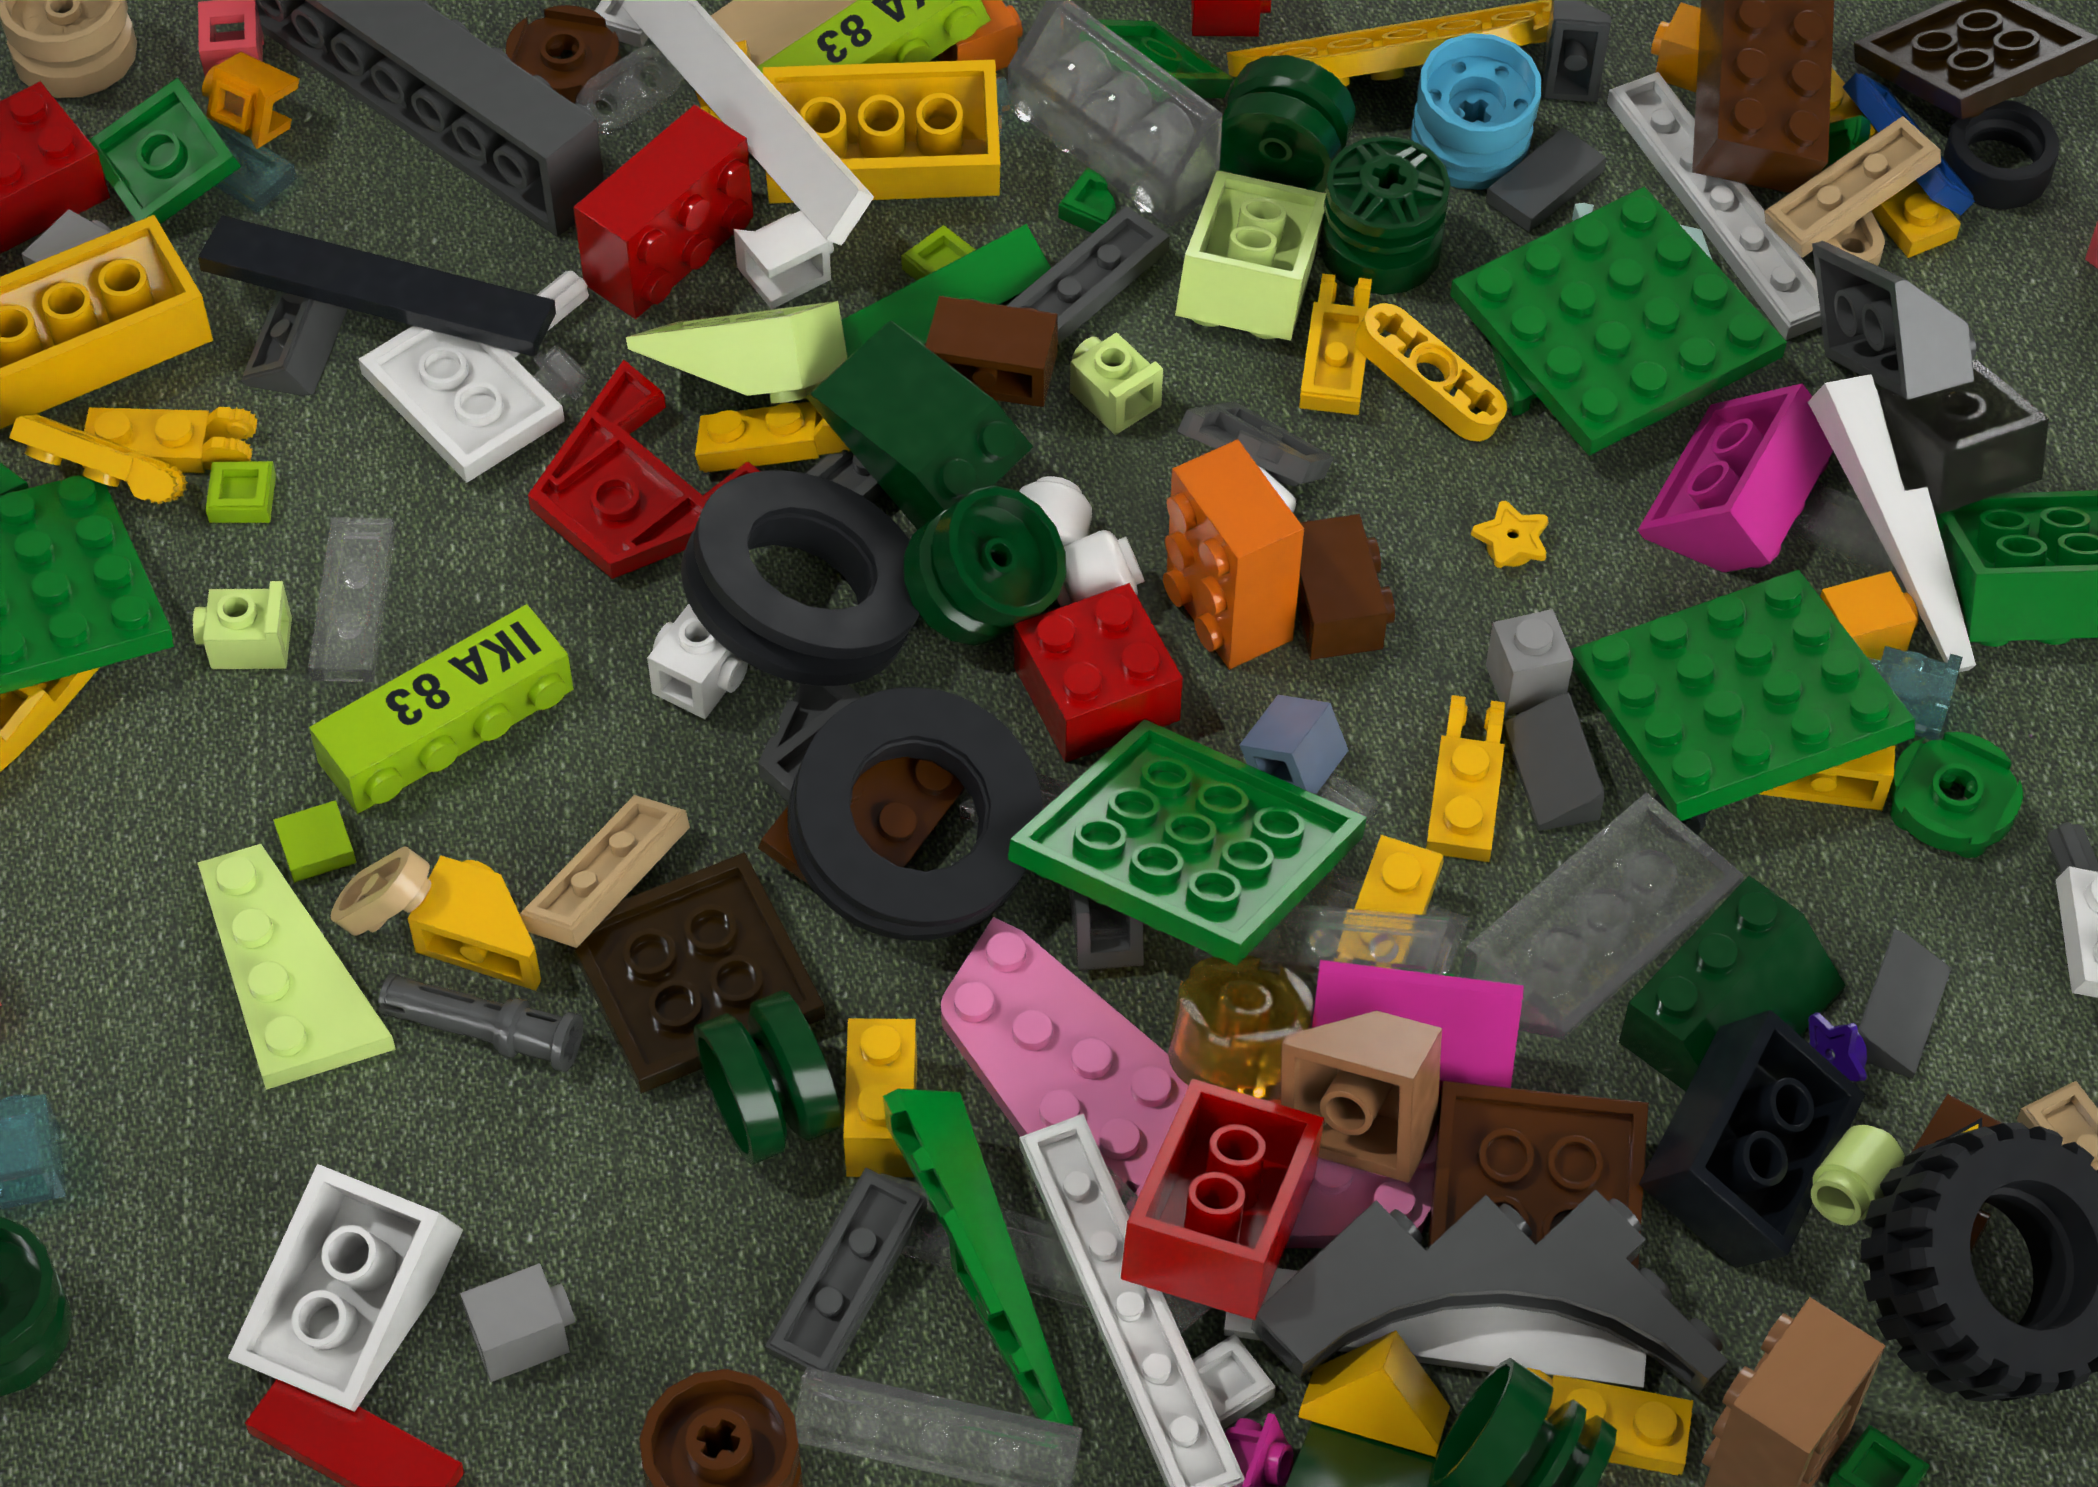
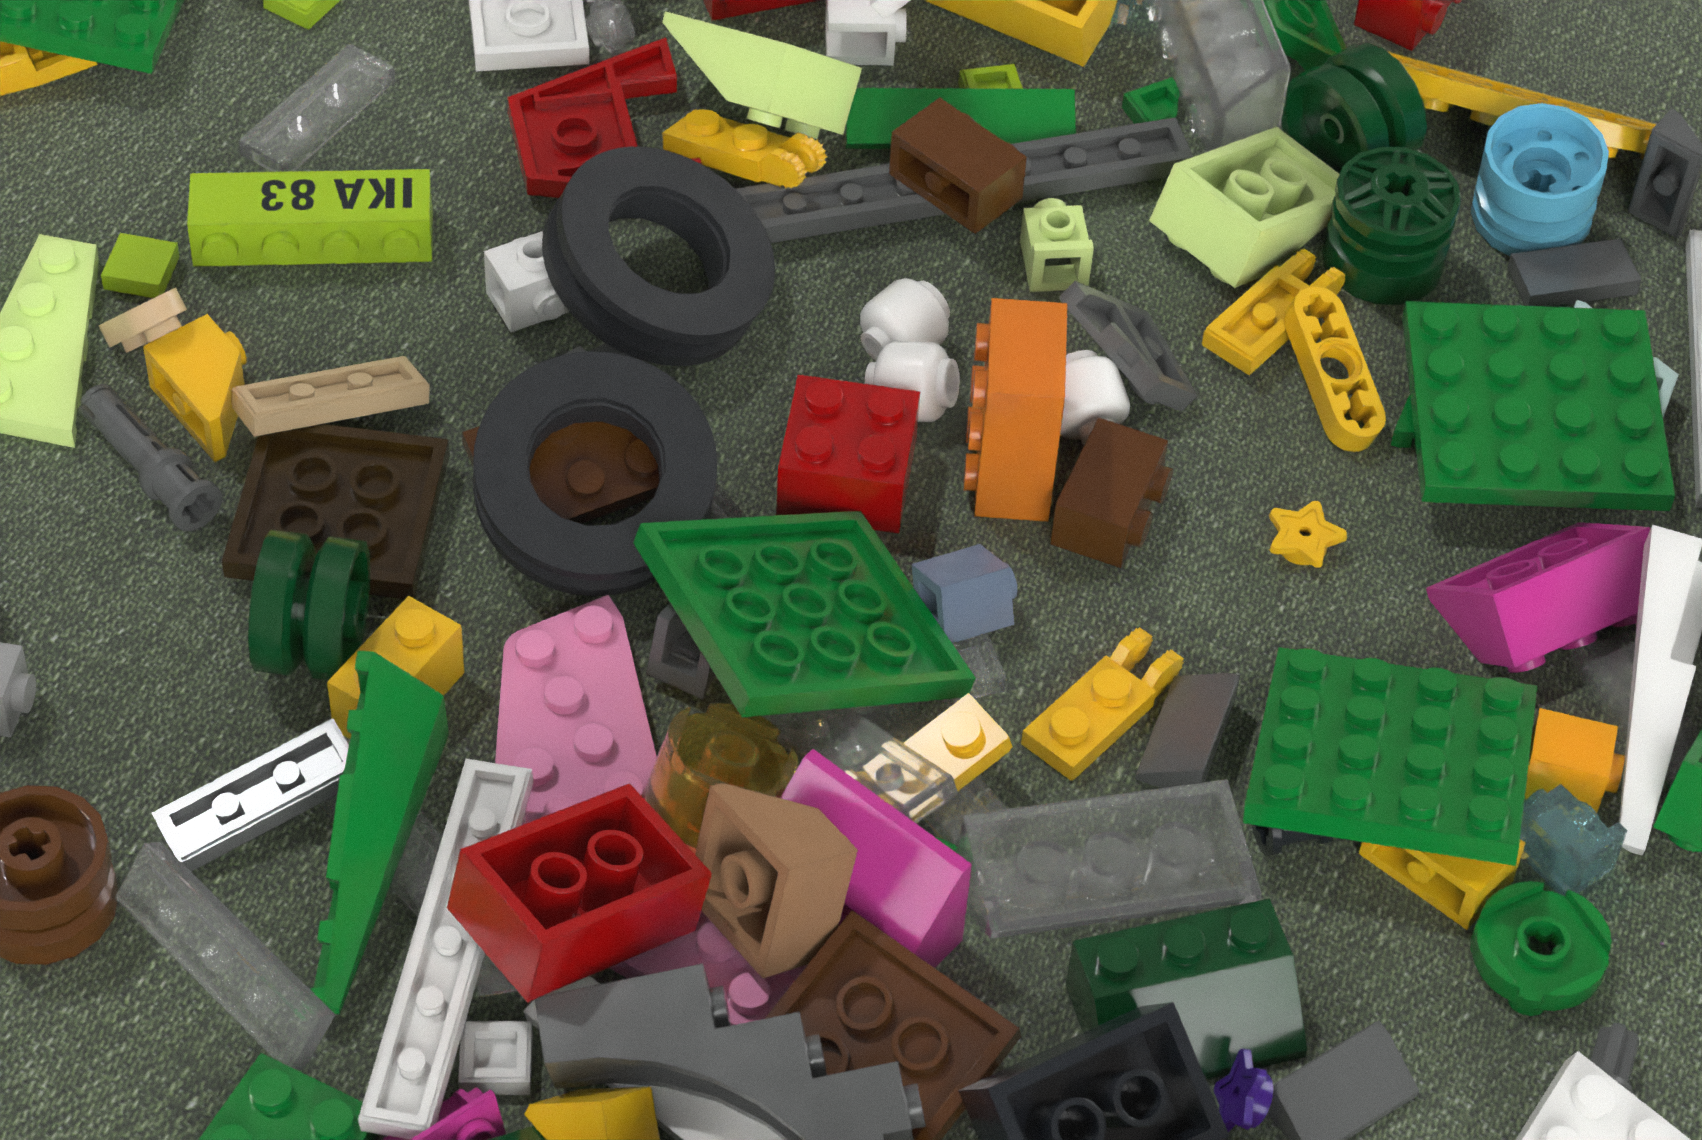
camera: 30 degrees right, 5 degrees down
(245, 628) = (218, 88): yellowish green brick -> none
(917, 424) = (847, 191): dark green slope -> none
(984, 565) = (809, 315): dark green wheel -> none
(1528, 660) = (1228, 632): light grey brick -> none

